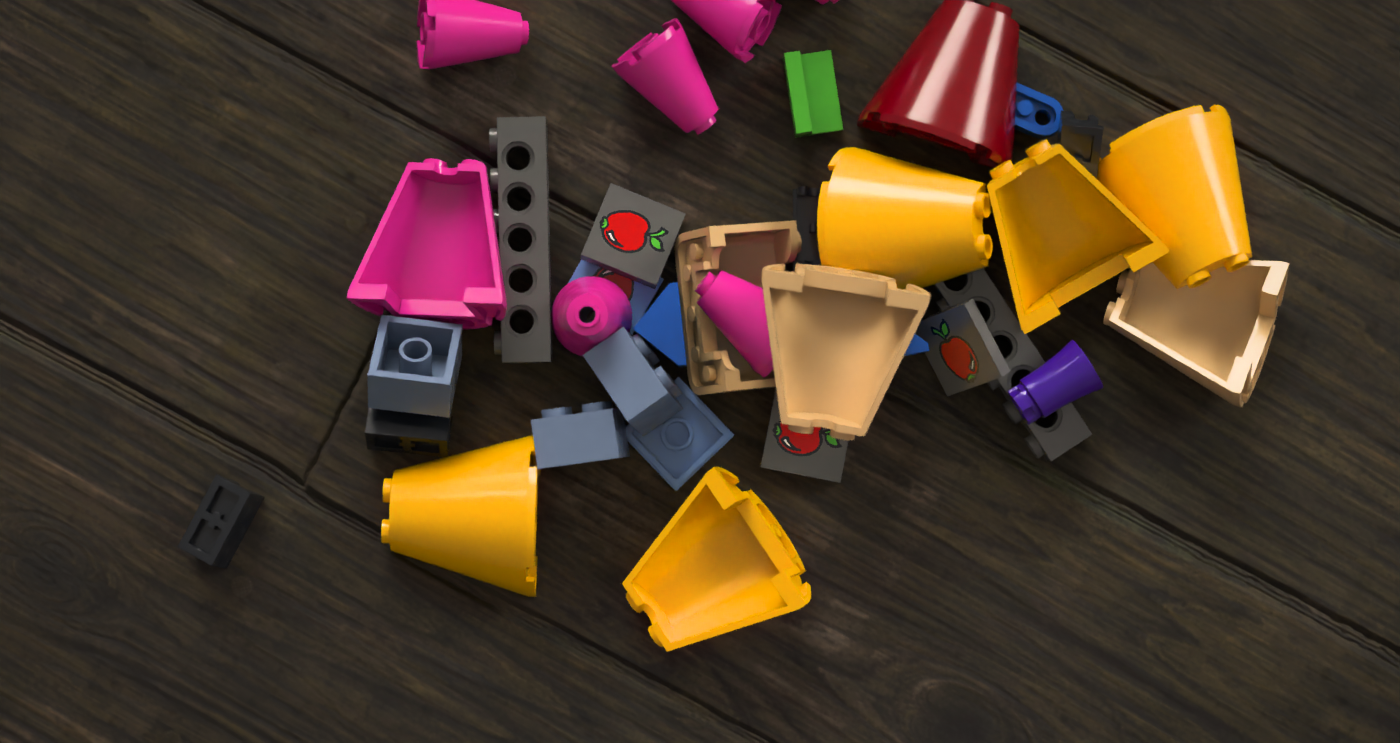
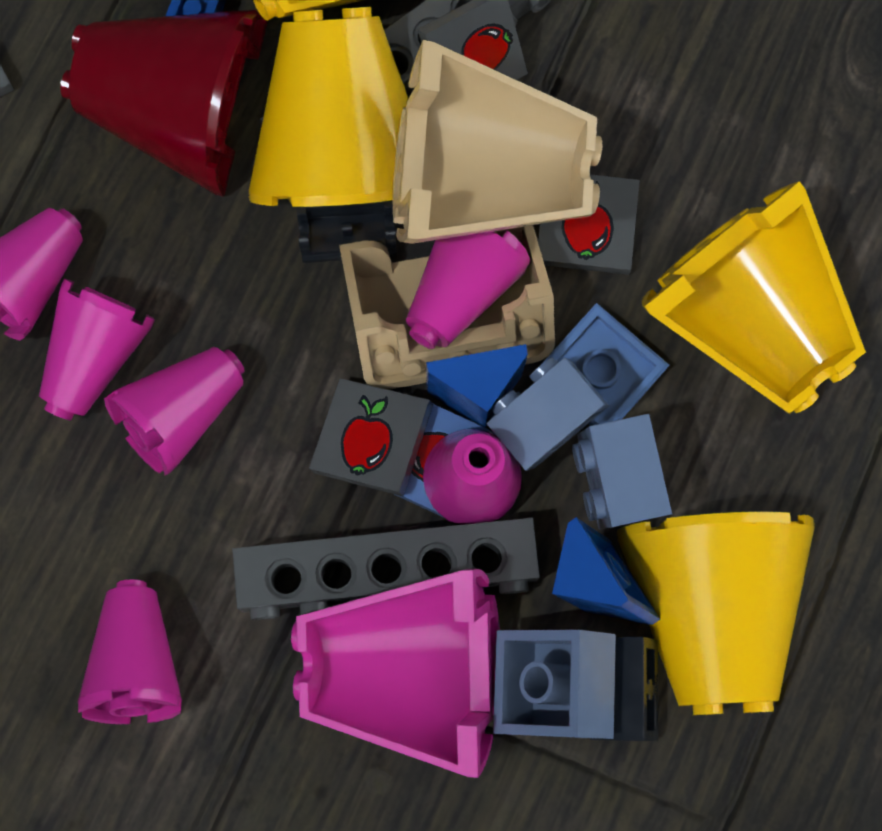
camera: 95 degrees left, 10 degrees down
(498, 411) = (597, 578): none -> blue slope
(812, 93) = (188, 247): bright green panel -> none

